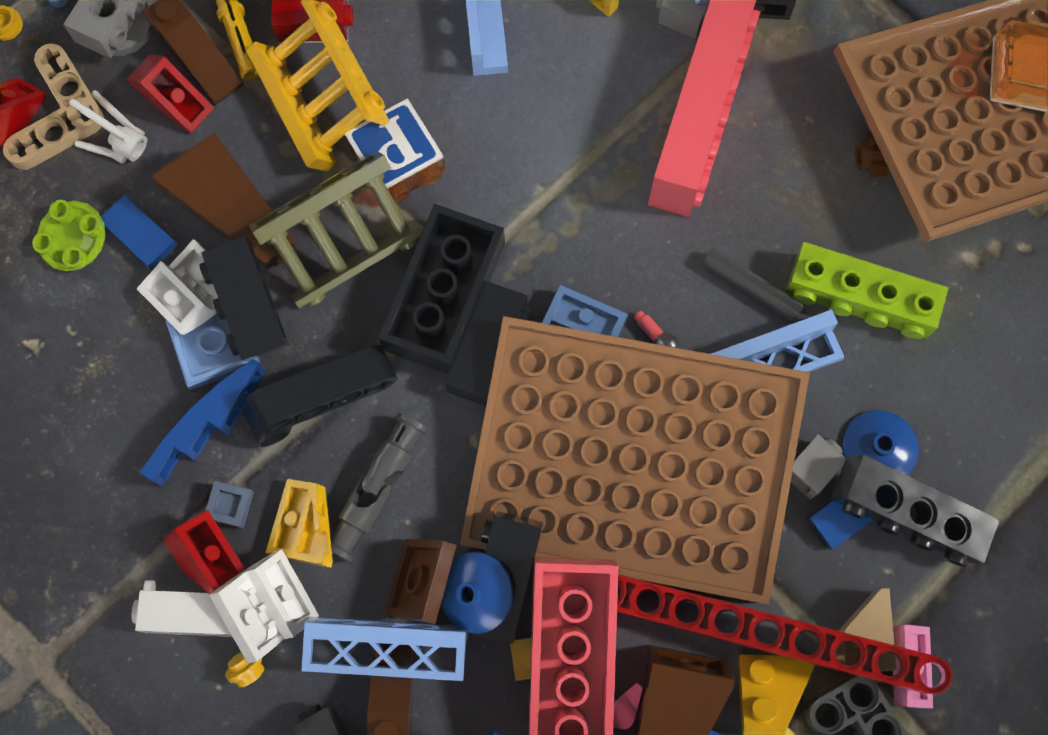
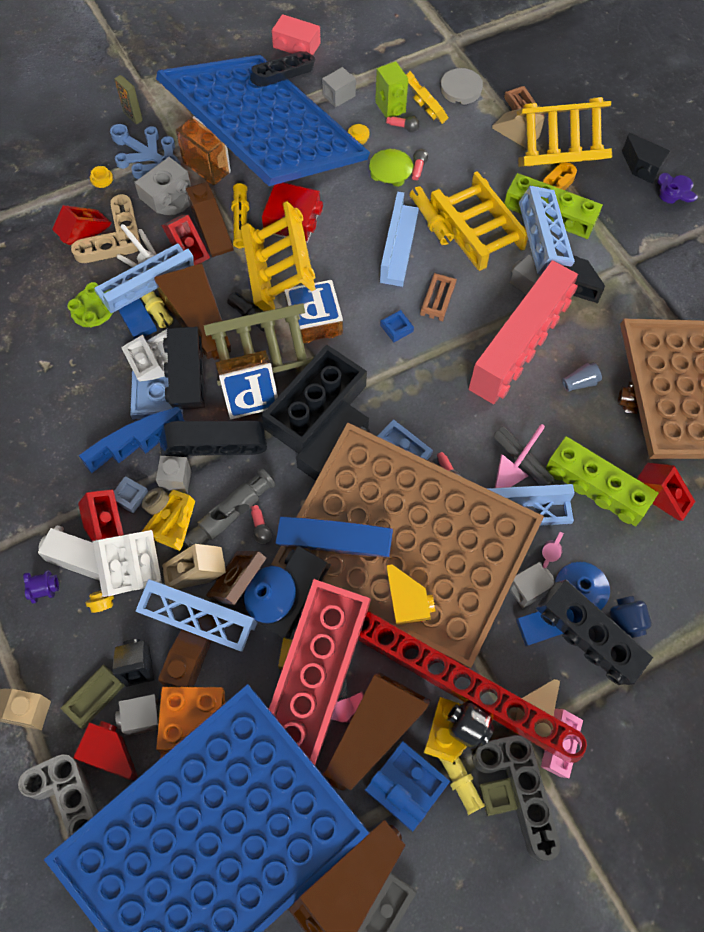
camera: 15 degrees right, 10 degrees down
(139, 178) = (143, 282): none -> light blue fence
(154, 672) = (40, 586): none -> dark purple brick
(160, 208) = (155, 306): none -> light yellow pin
(268, 503) = (155, 501): none -> dark tan tile
(281, 458) = (173, 474): none -> light grey brick
(293, 173) = (243, 306): none -> black pin
(341, 296) = (247, 384): none -> piece
(356, 581) = (194, 566): none -> tan slope
(431, 502) = (262, 533): none -> piece
(519, 138) = (397, 326): none -> blue tile
(537, 486) = (334, 536): none -> blue slope
(564, 102) = (433, 312): none -> nougat tile
(663, 540) = (409, 598): none -> yellow slope
(741, 314) = (508, 472): none -> bright pink piece
(793, 685) = (470, 724): none -> black head
(800, 143) = (583, 377): none -> sand blue cone
(828, 409) = (552, 550): none -> bright pink piece
(955, 470) = (631, 616): none -> dark blue head
(956, 268) = (673, 493): none -> red slope

